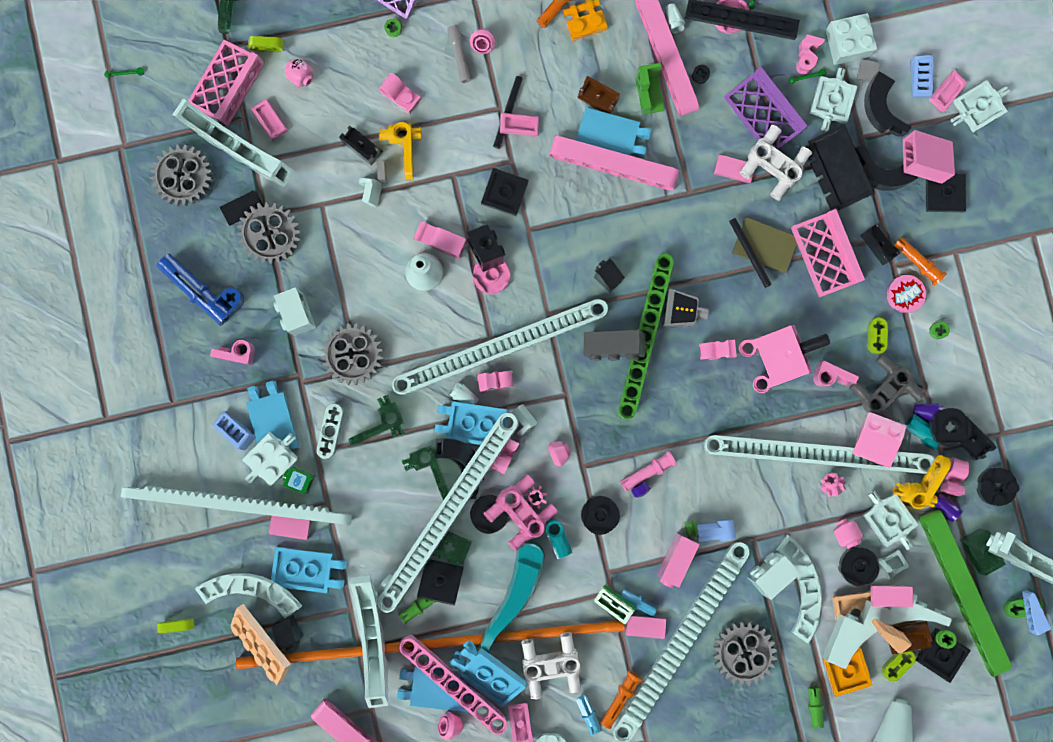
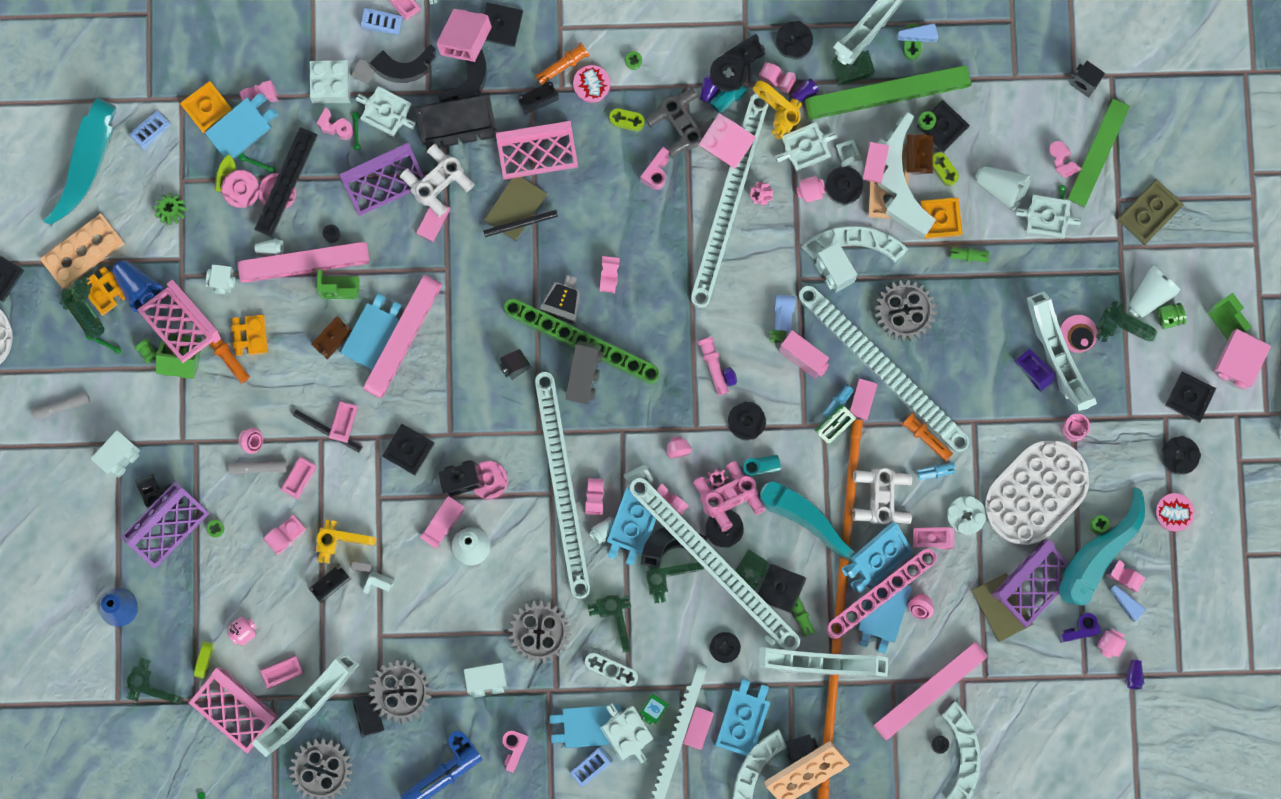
camera: 80 degrees left, 5 degrees down
(366, 544) = (732, 641): none -> black gear
(457, 95) = (298, 477): none -> bright pink tile
(783, 355) = (628, 214): bright pink piece -> none
(893, 636) = (913, 169): light nougat slope -> none

